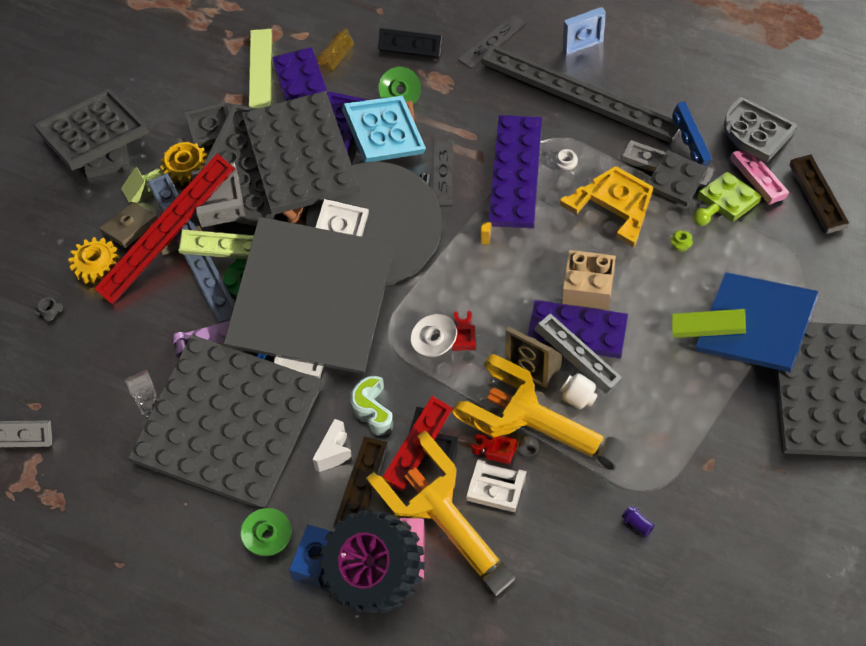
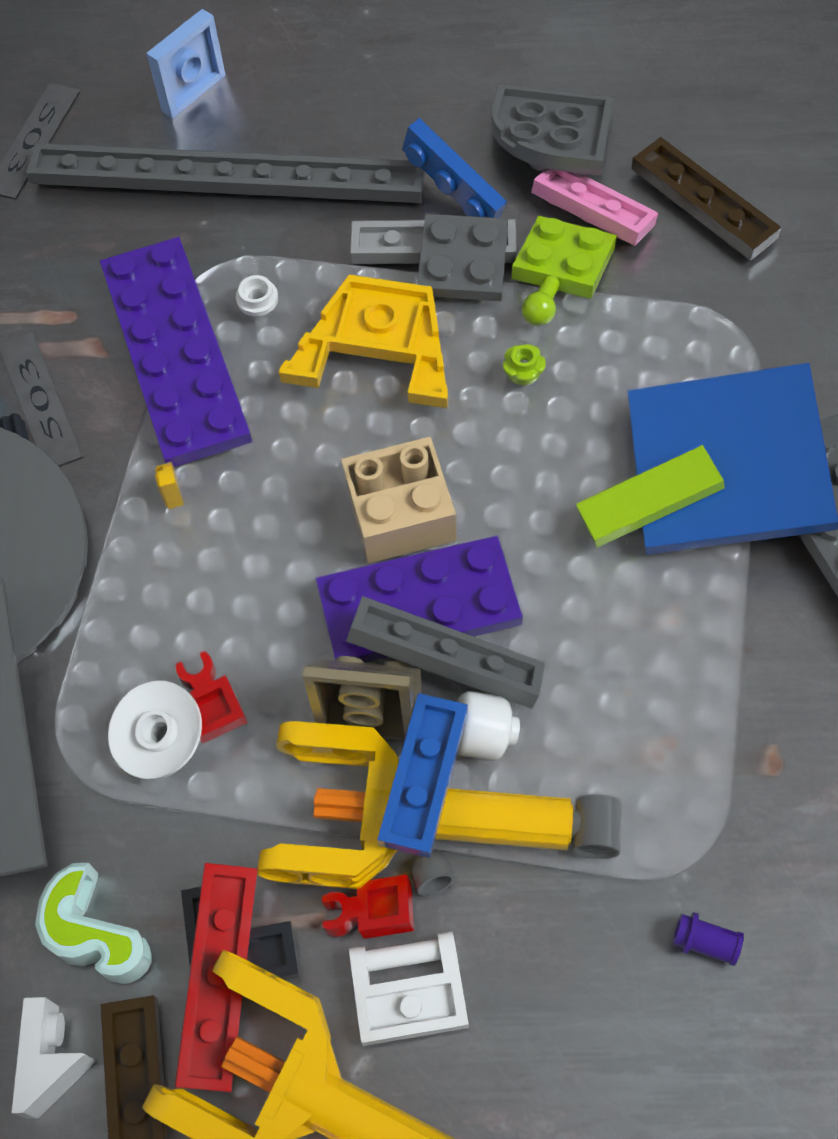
camera: 25 degrees left, 5 degrees up
(541, 396) = (423, 775): none -> blue plate

